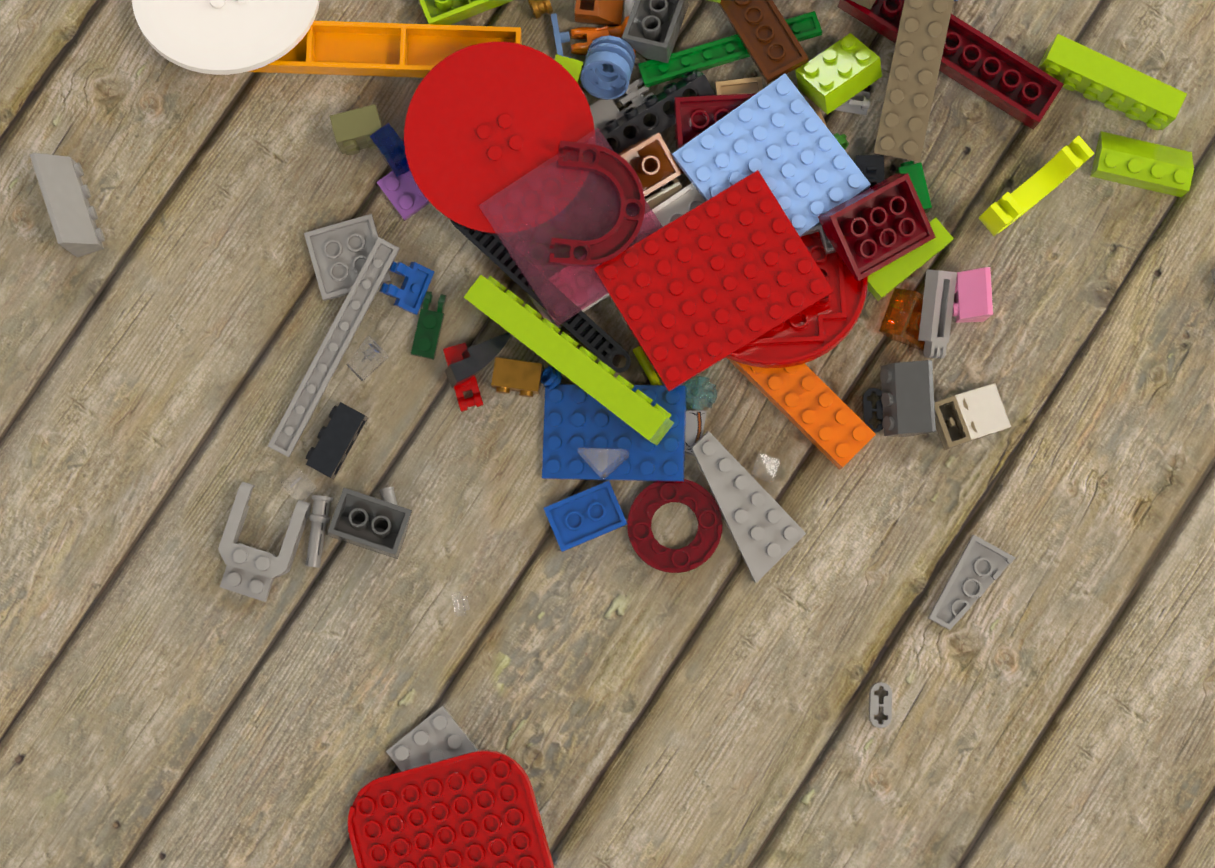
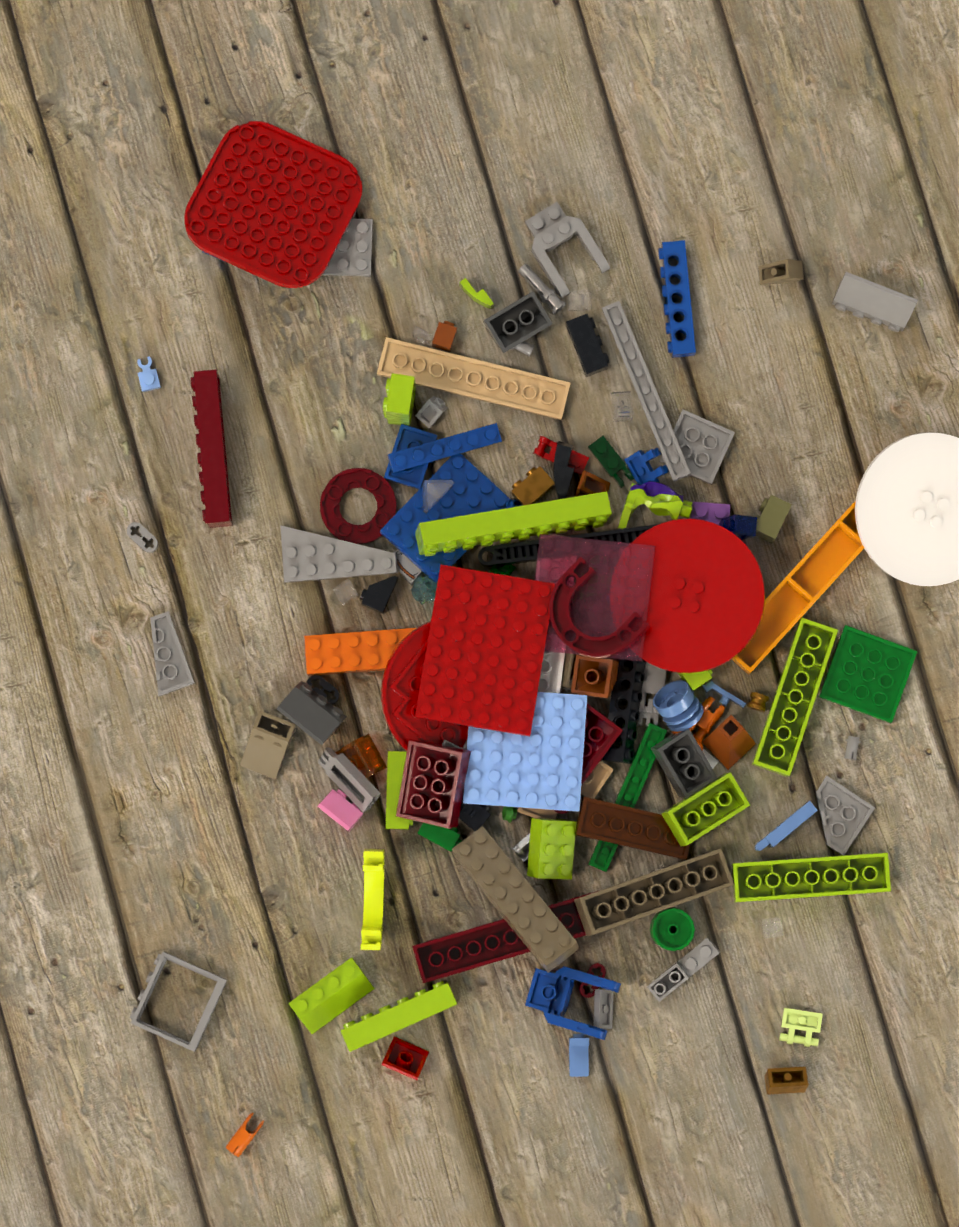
camera: 130 degrees right, 0 degrees up
(112, 317) = (781, 272): none -> dark tan slope
(172, 431) = (677, 250): none -> blue brick
(375, 579) = (480, 297): none -> lime slope
(428, 247) = (658, 498): none -> lime hips
(441, 582) = (444, 336): none -> dark orange brick
(459, 521) = (475, 378): none -> tan plate
(472, 322) = (591, 484): none -> dark orange slope
(524, 533) = (431, 411): none -> light grey bracket
(542, 566) = (399, 399): none -> lime brick
(550, 490) = (444, 448): none -> blue plate
(620, 336) = (503, 570): none -> green slope
(724, 834) = (149, 377): none -> light blue plate
(741, 433) = (378, 594): none -> black slope
(741, 709) = (212, 448): none -> dark red brick
(1142, 46) = (405, 1058): none -> red slope

